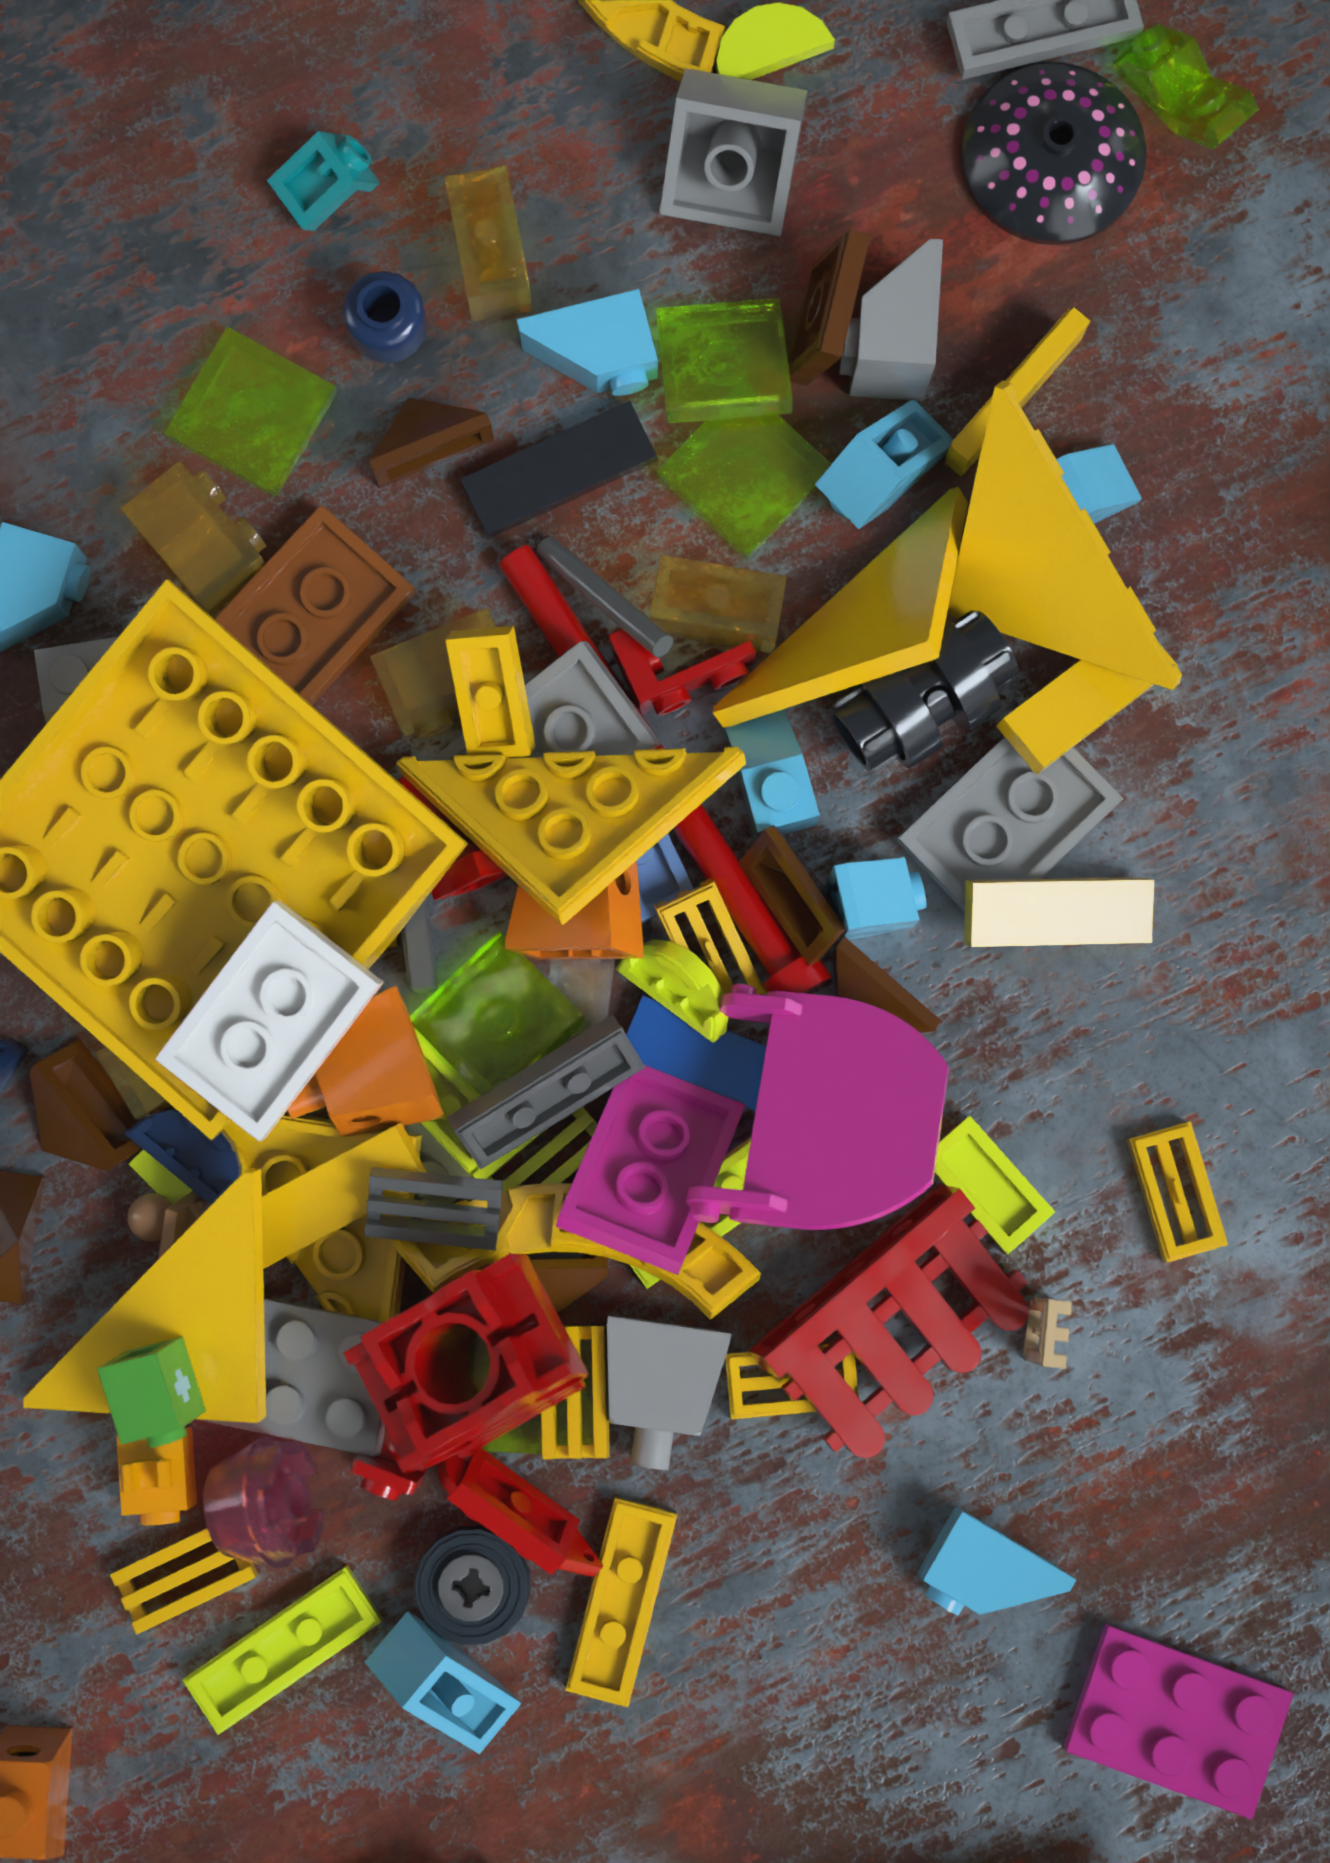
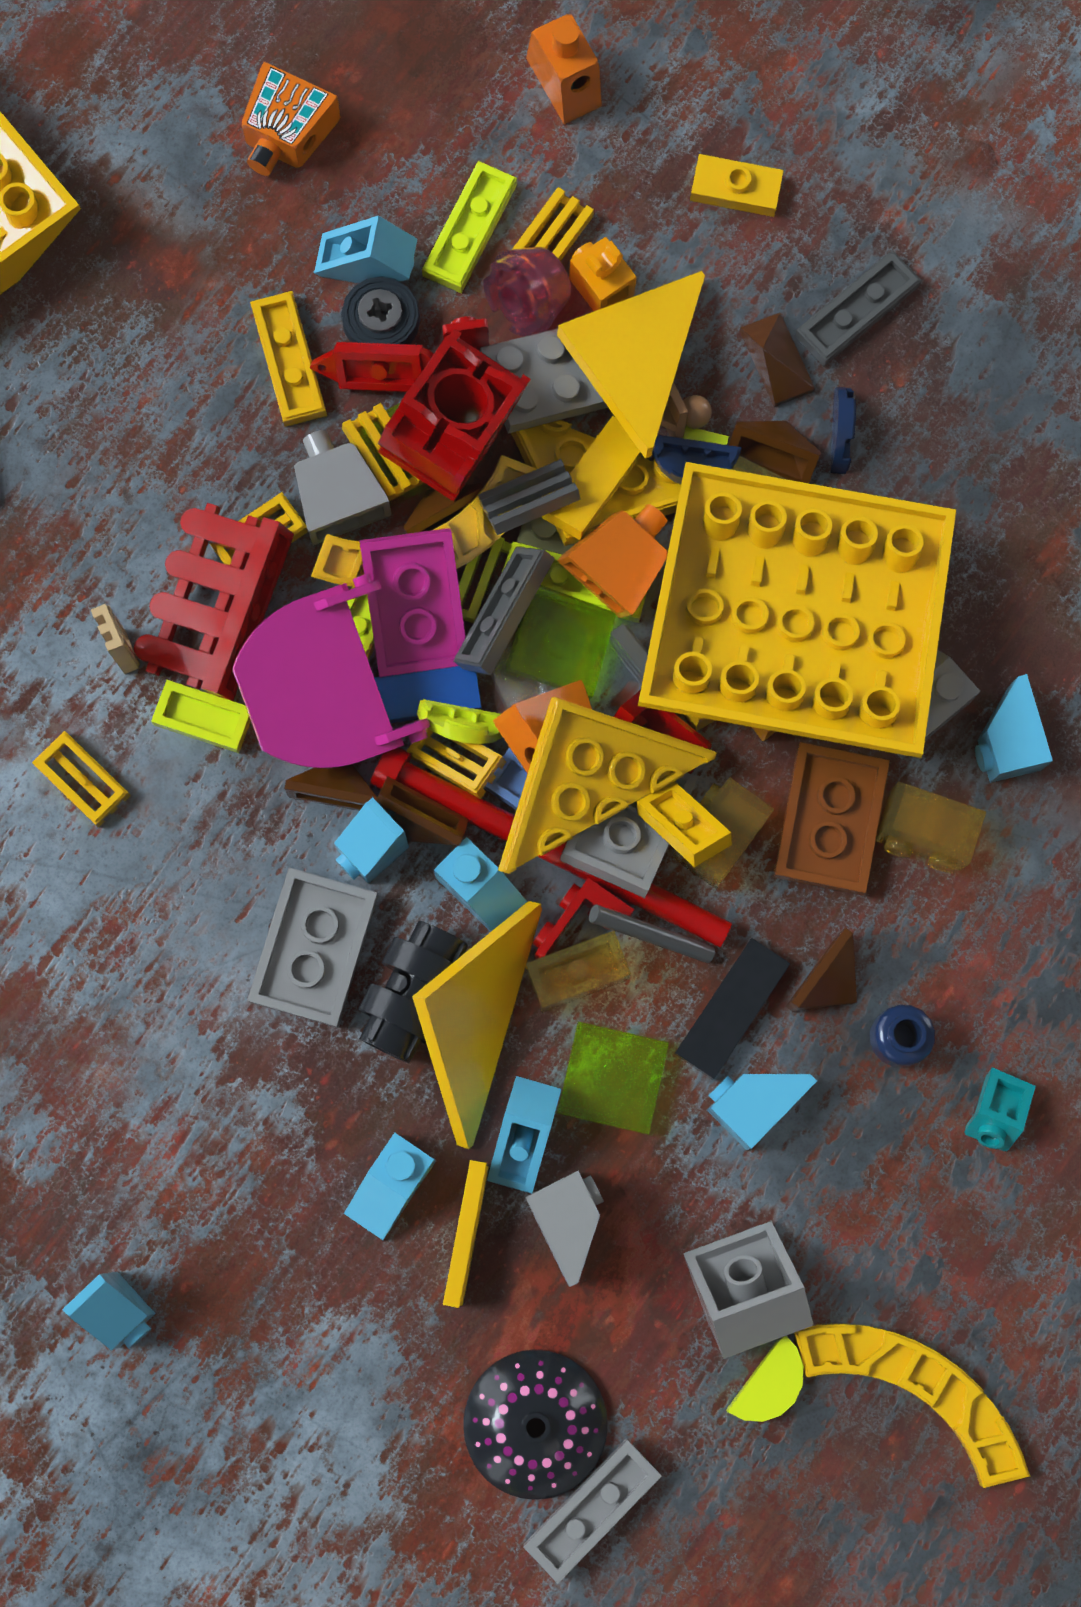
camera: 150 degrees right, 5 degrees down
(152, 1392) = (630, 305): bright green brick -> none
(251, 412) = (948, 931): clear neon green tile -> none
(269, 1020) = (692, 537): white plate -> none
(489, 243) = (867, 1124): clear yellow brick -> none
(724, 360) = (669, 1140): clear neon green tile -> none
(827, 307) = (621, 1208): reddish brown tile -> none
(986, 1569) = (77, 491): medium azure slope -> none
(1040, 560) = (380, 1113): yellow tile -> none
(1058, 911) = (249, 903): tile -> none
(1069, 711) = (306, 1054): yellow tile -> none
(1177, 85) = (472, 1522): clear neon green slope -> none

